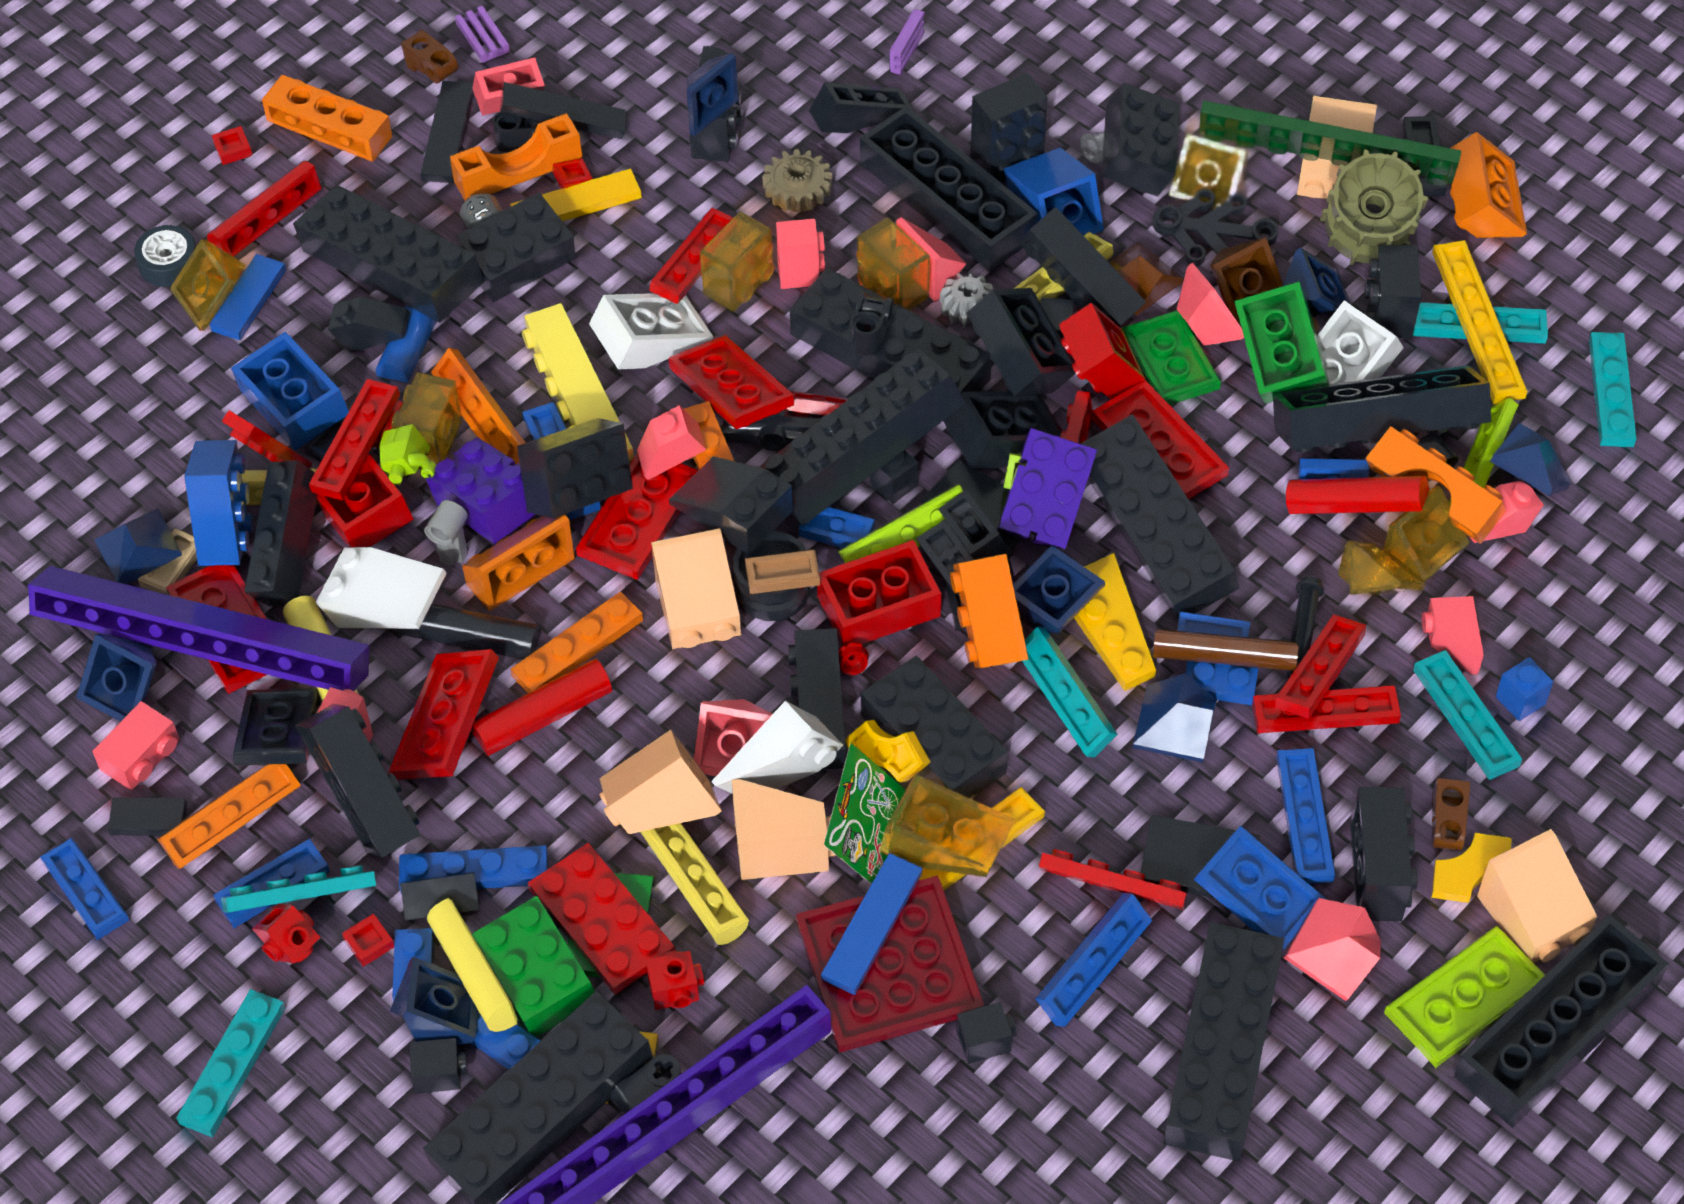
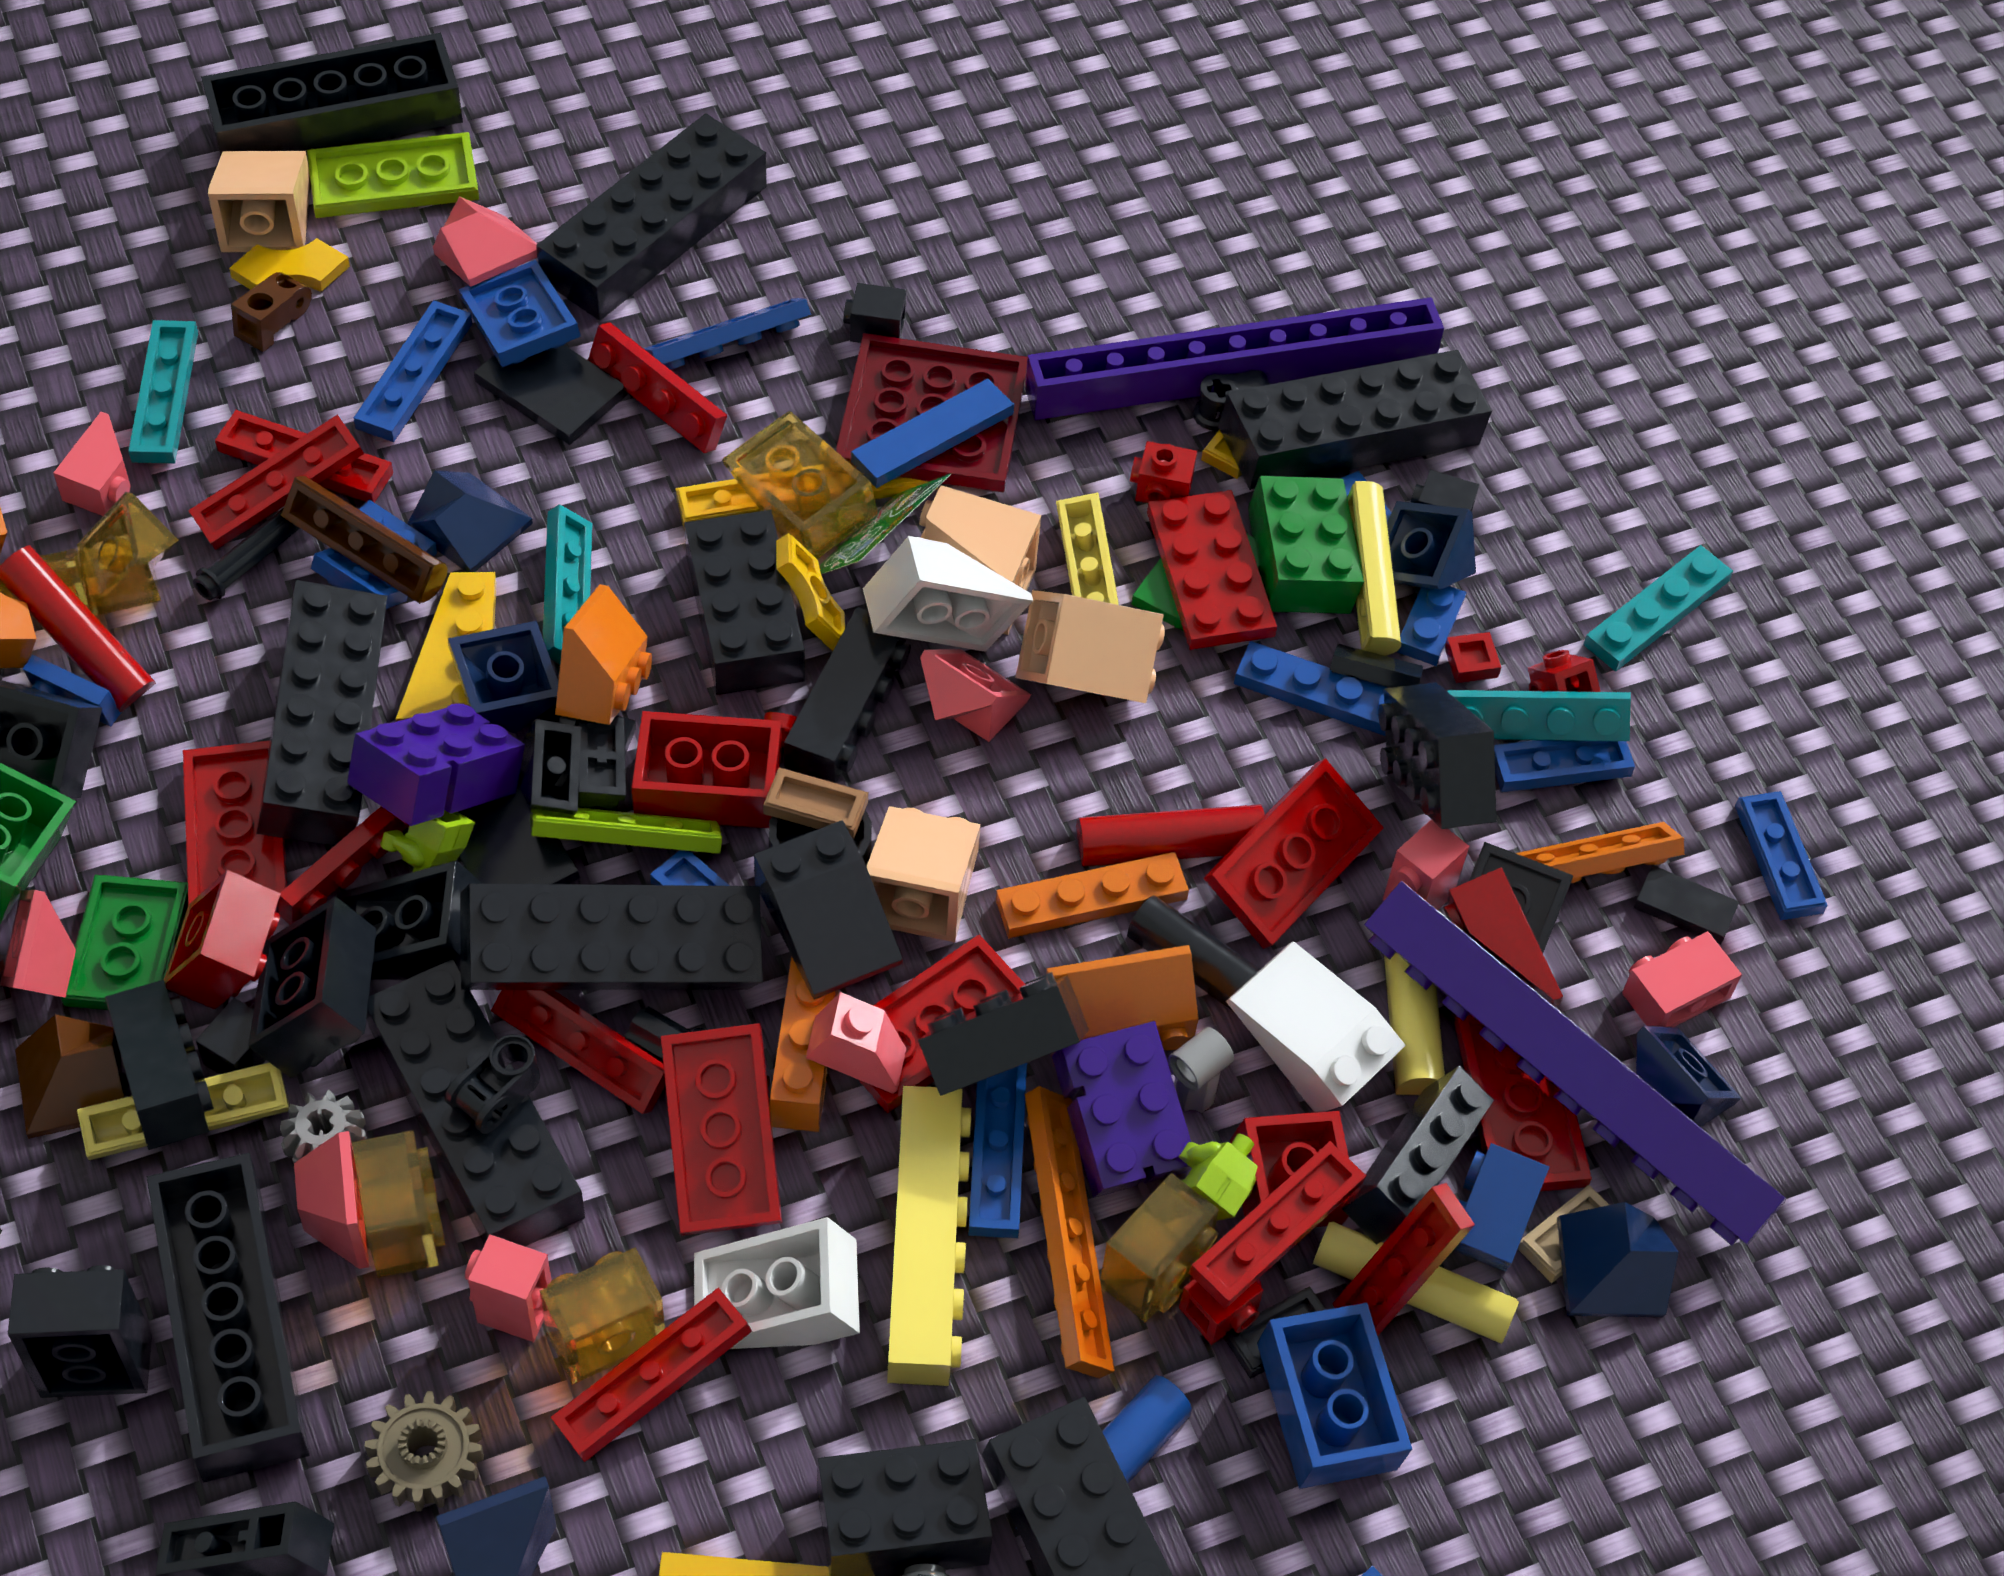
camera: 160 degrees left, 0 degrees up
(269, 696) = (1494, 920): none -> red slope
(367, 323) = (1178, 1464): black slope -> none
(1058, 182) = (88, 1224): blue slope -> none
(1382, 852) = (377, 282): black brick -> none
(1524, 689) = (85, 380): blue brick -> none

